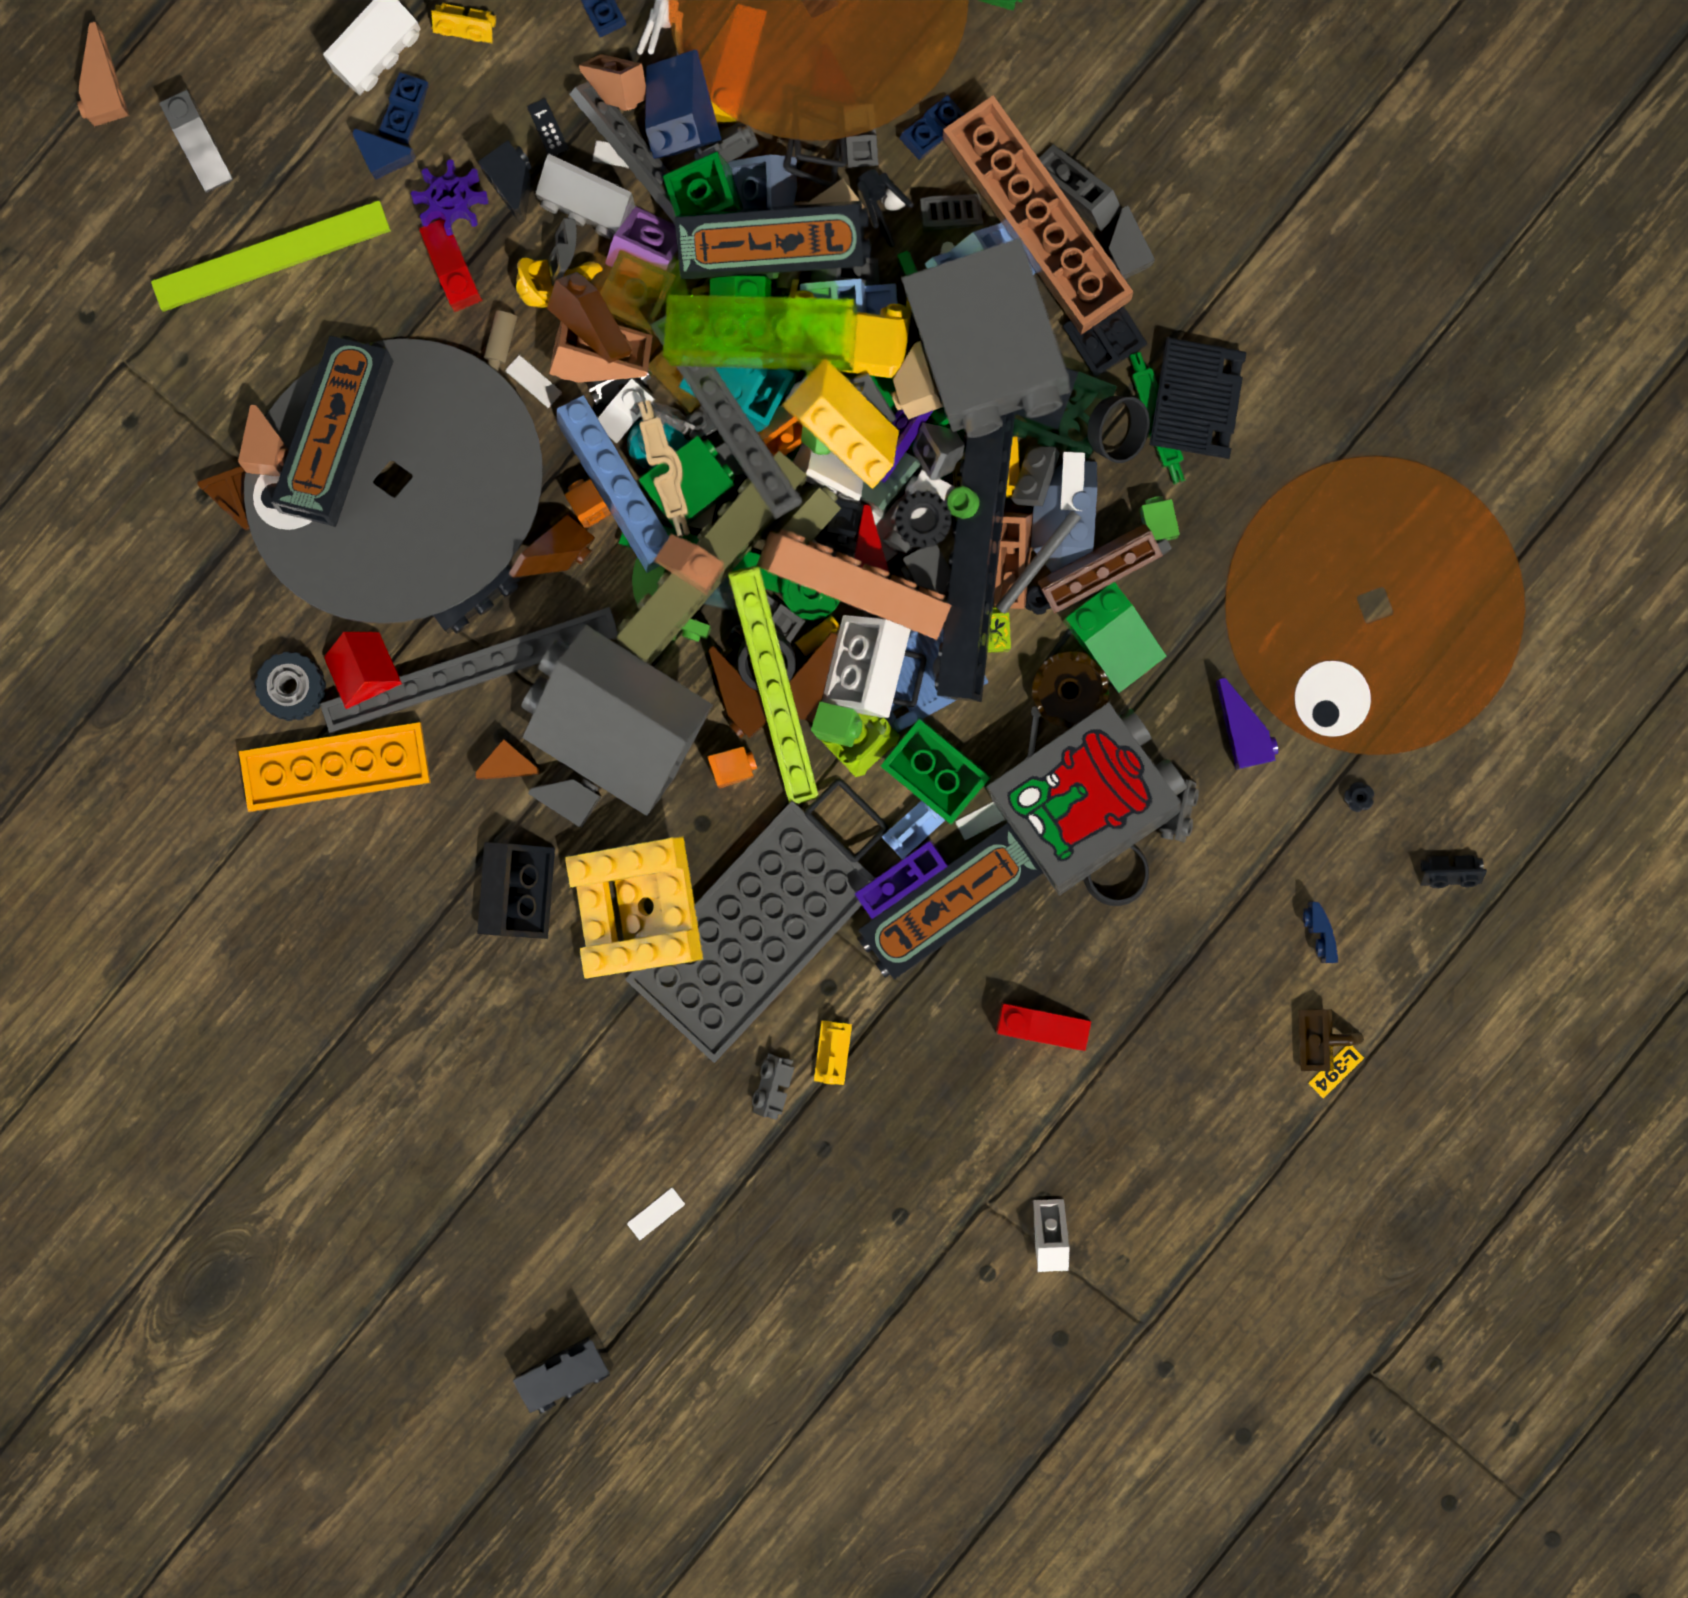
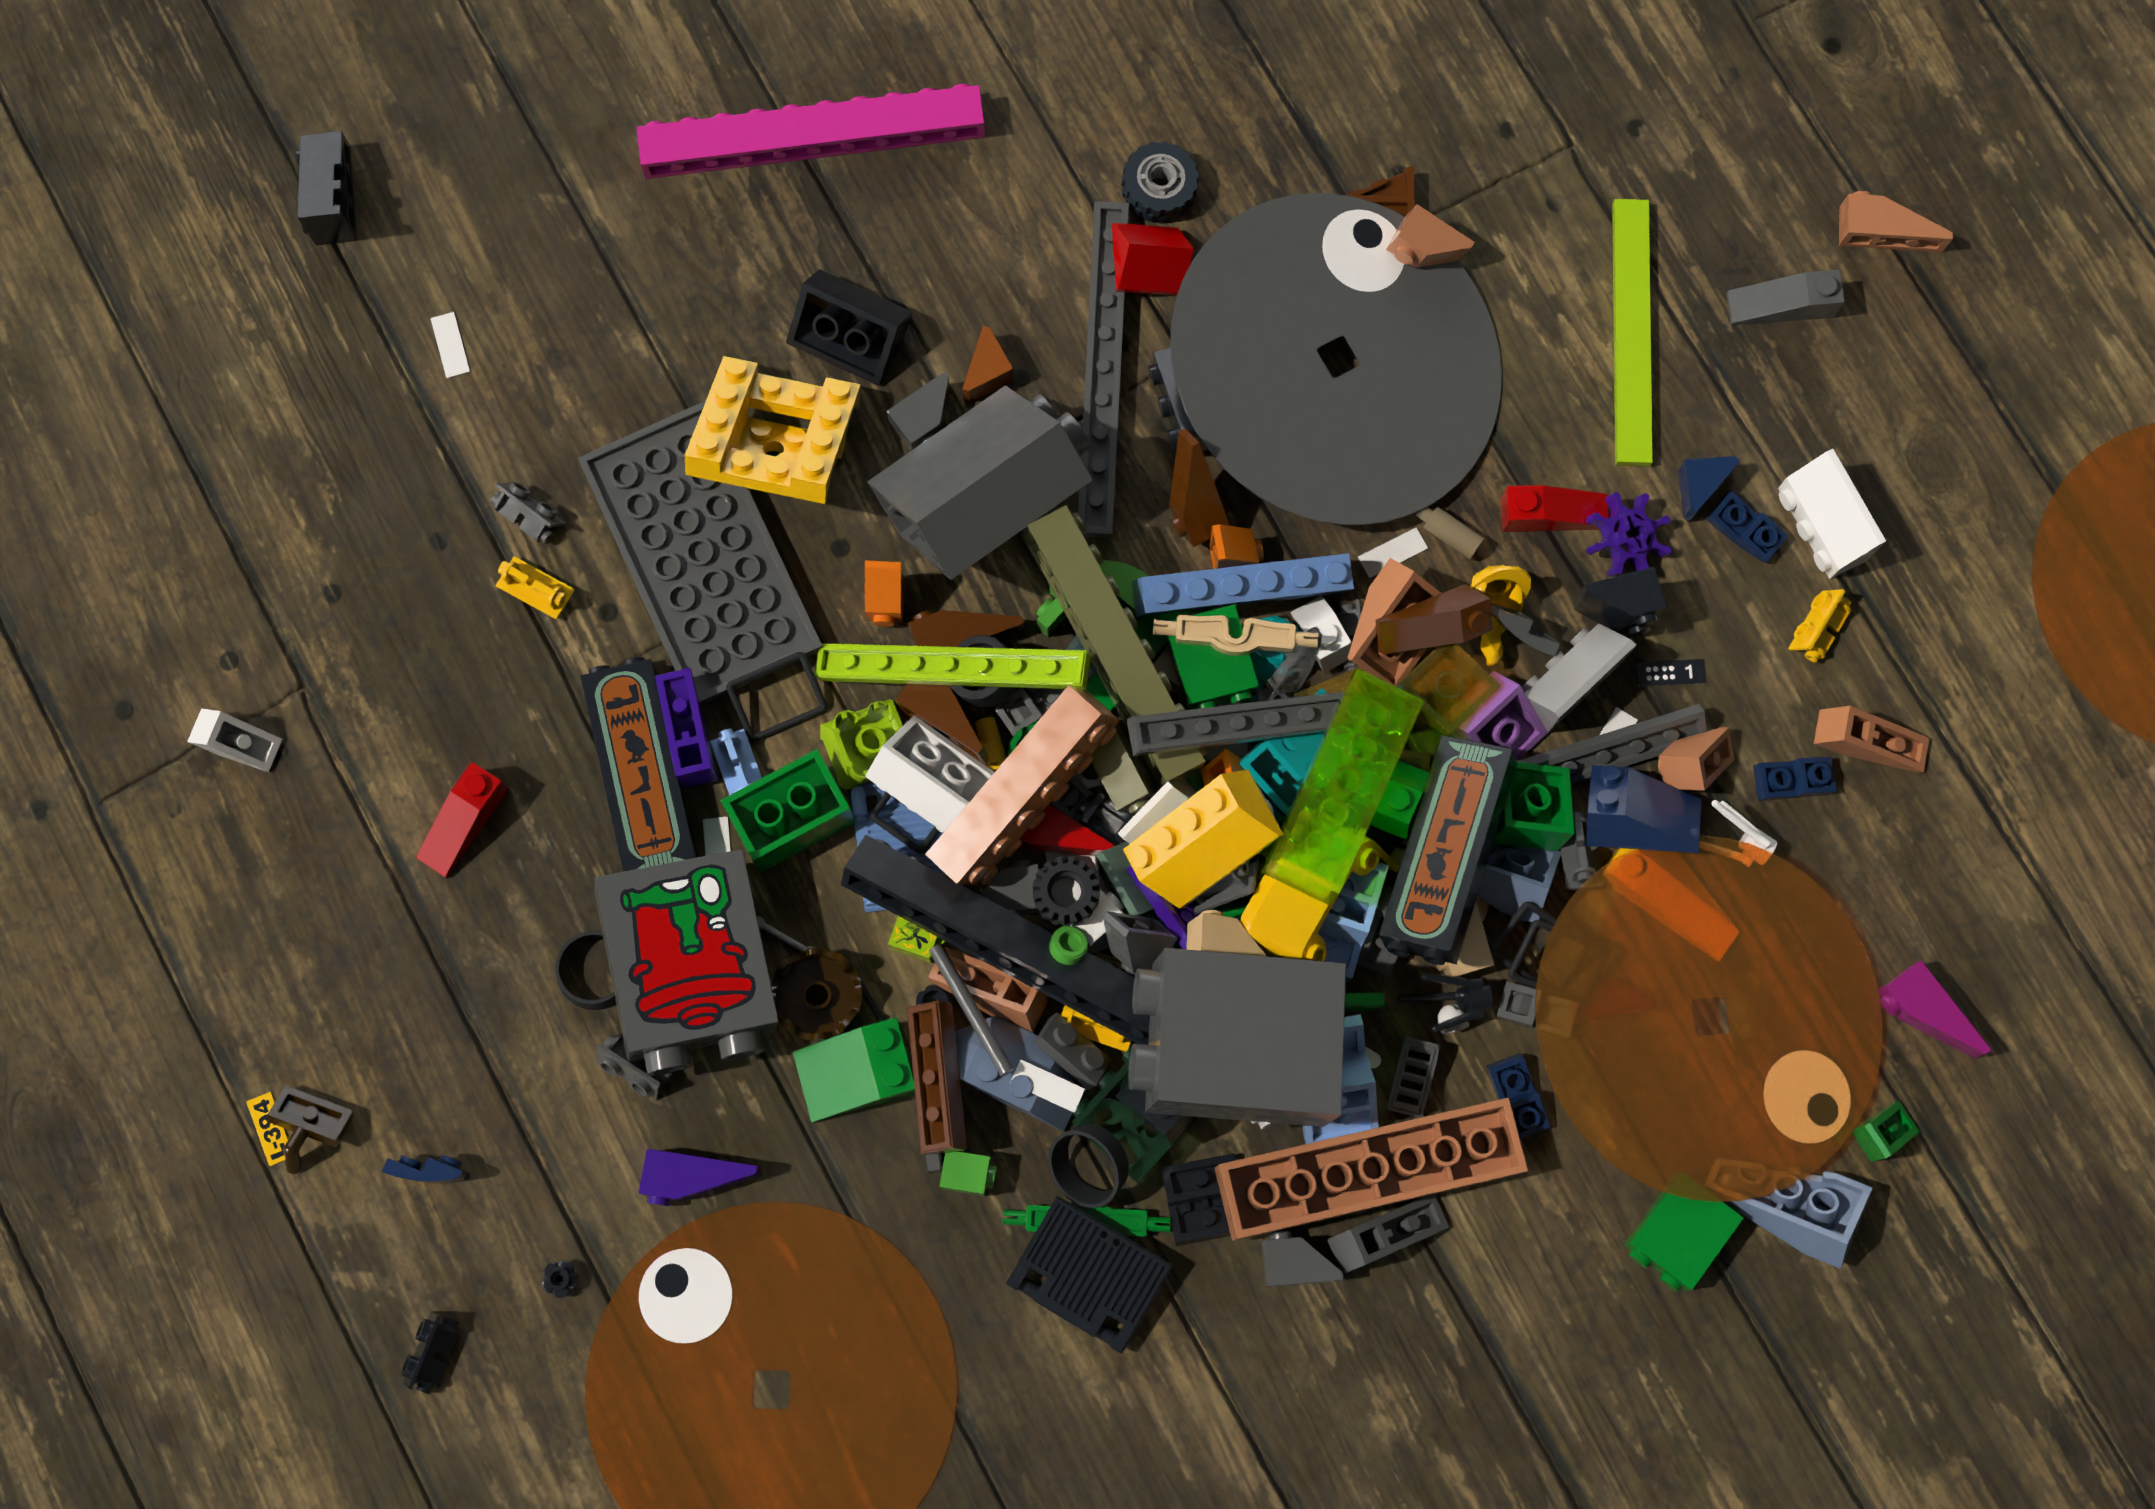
camera: 115 degrees right, 10 degrees down
(332, 430) = (1416, 316): brick -> none
(334, 767) = (1056, 196): light orange plate -> none
(357, 992) = (810, 131): none -> dark pink brick
(690, 563) = (1113, 610): nougat slope -> none
(836, 724) = (882, 720): bright green brick -> none

